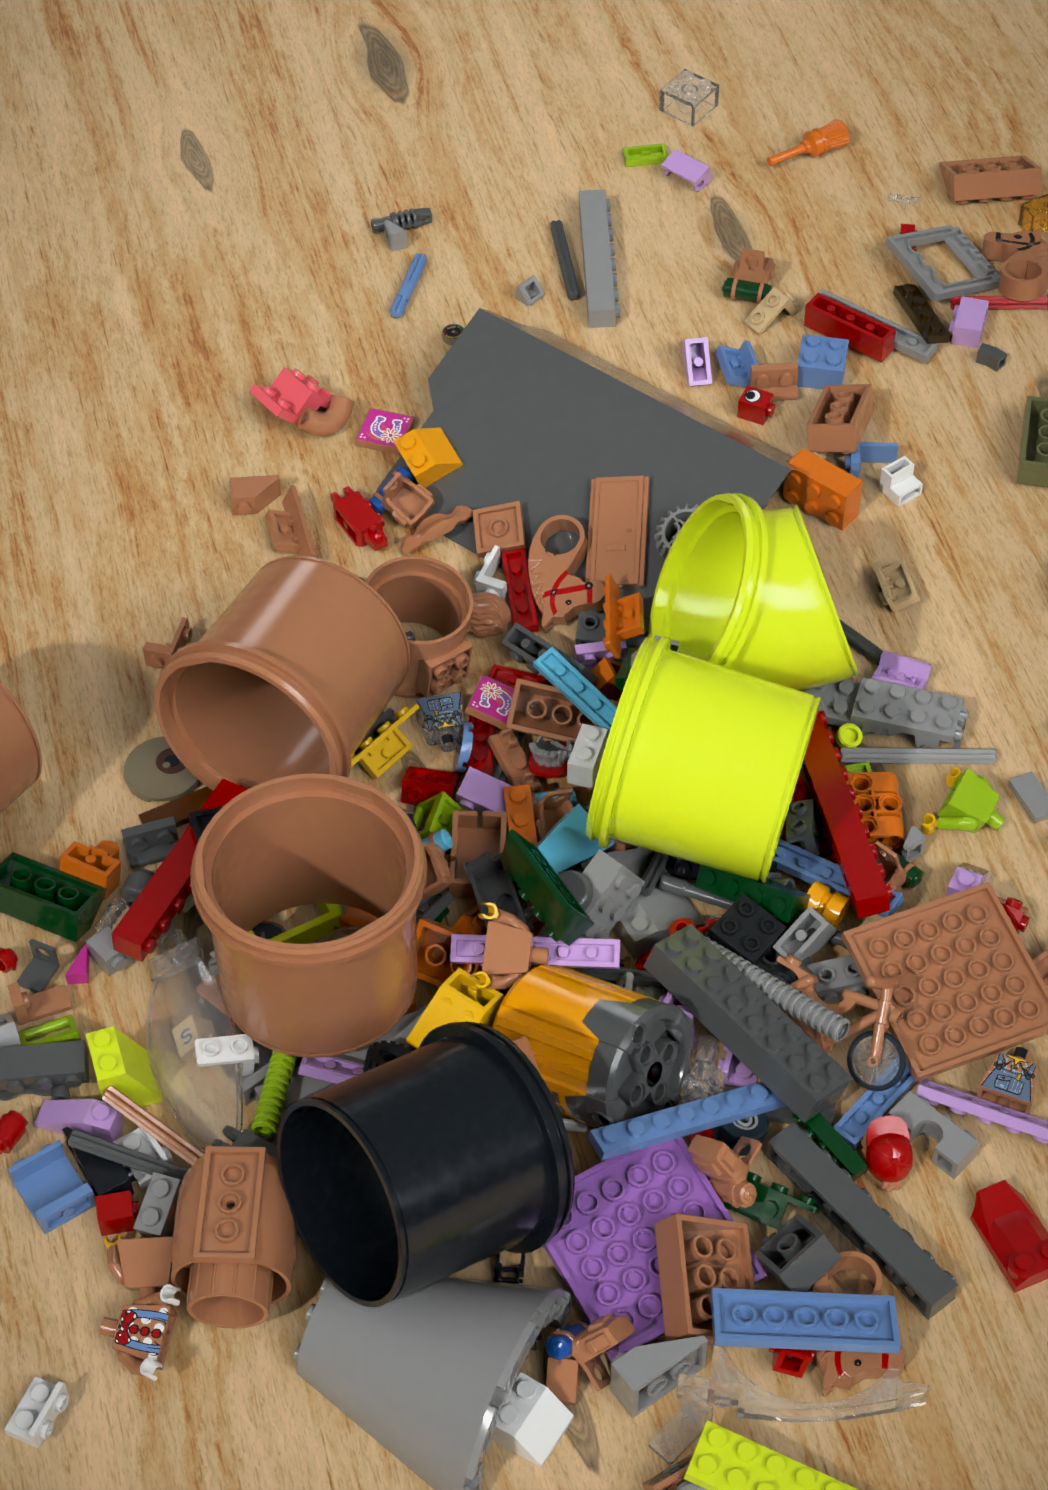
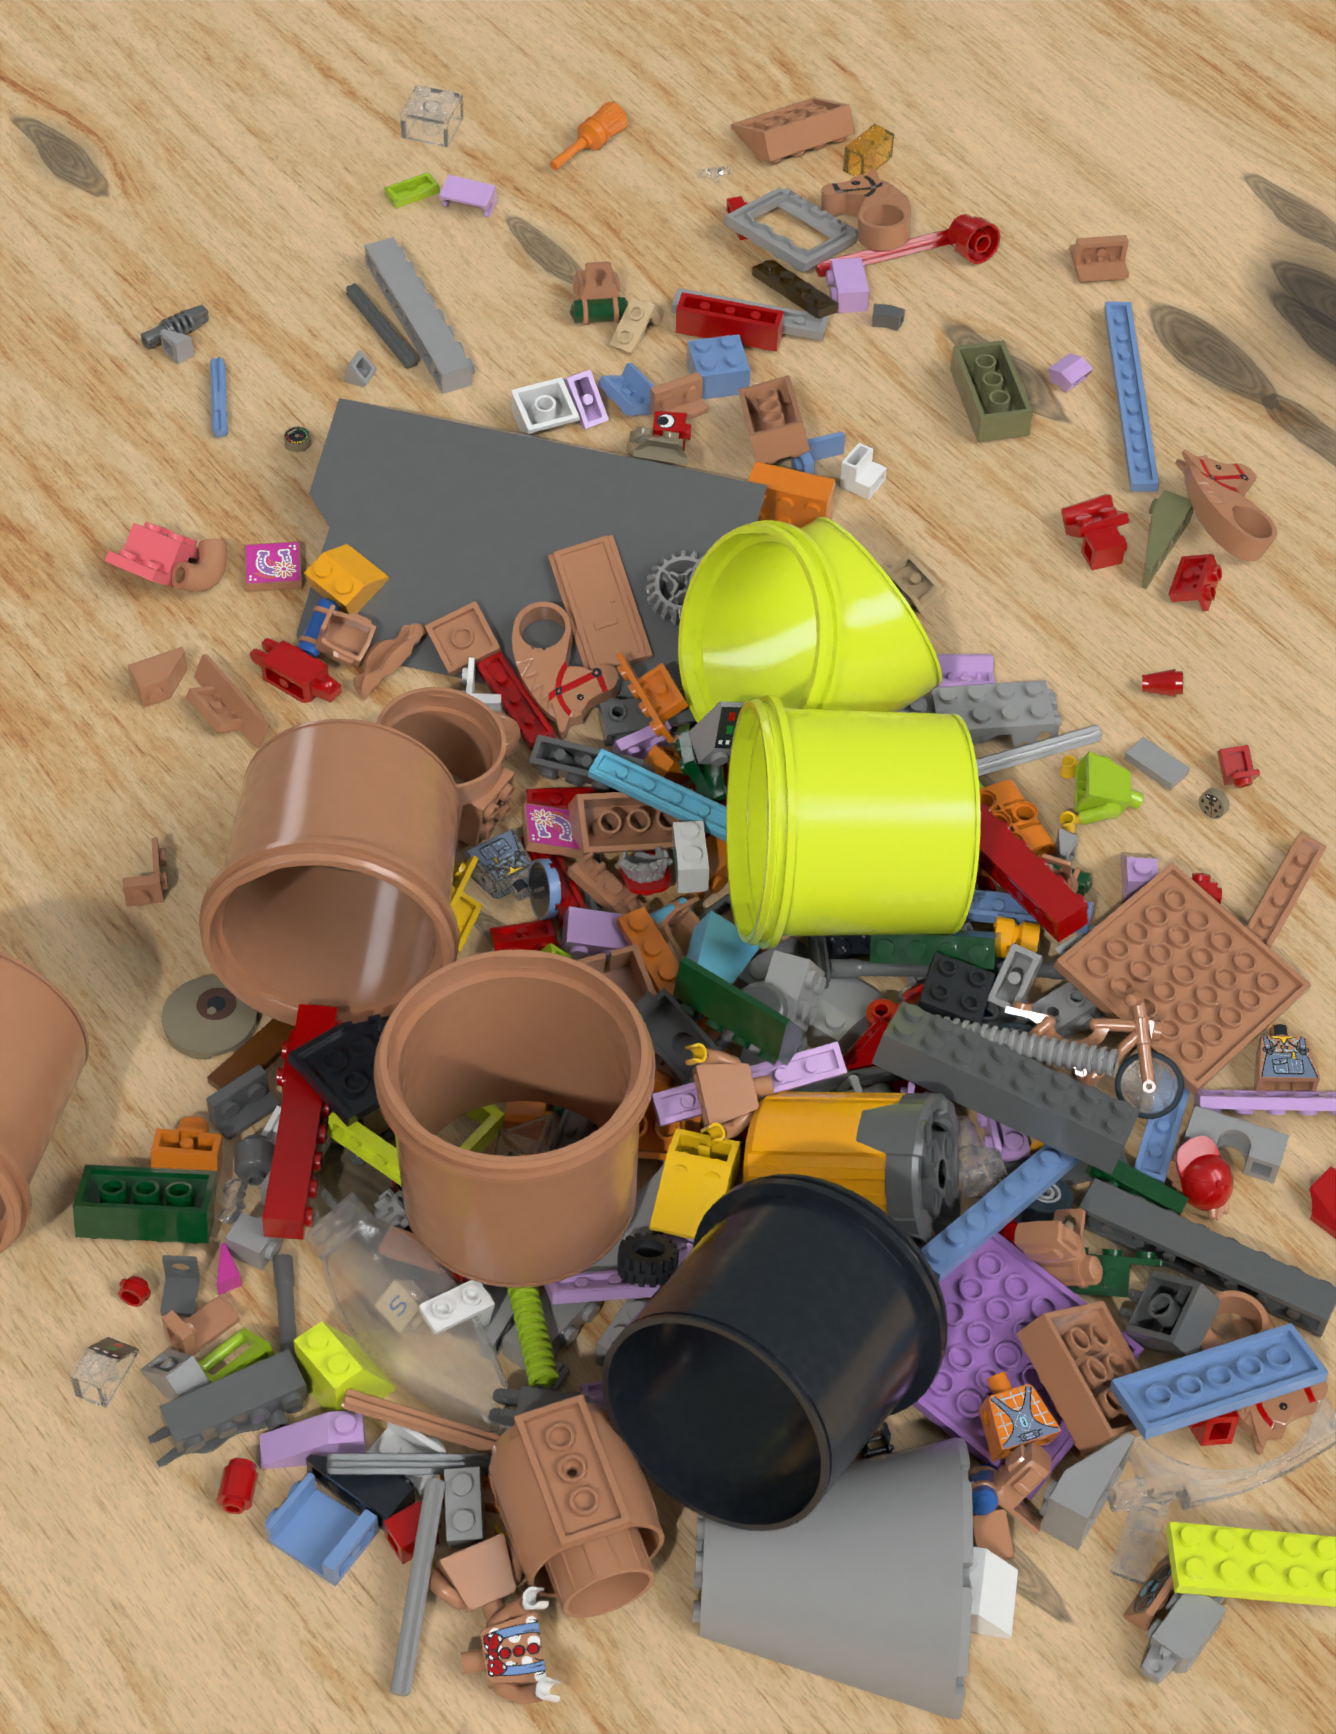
camera: 25 degrees left, 0 degrees up
(96, 1255) = (417, 1587): none -> light grey axle
(117, 992) = (284, 1285): none -> dark grey piece
(622, 1290) = (1014, 1417): none -> orange torso
(657, 357) = (542, 406): none -> white slope
(732, 415) = (656, 447): none -> dark tan slope

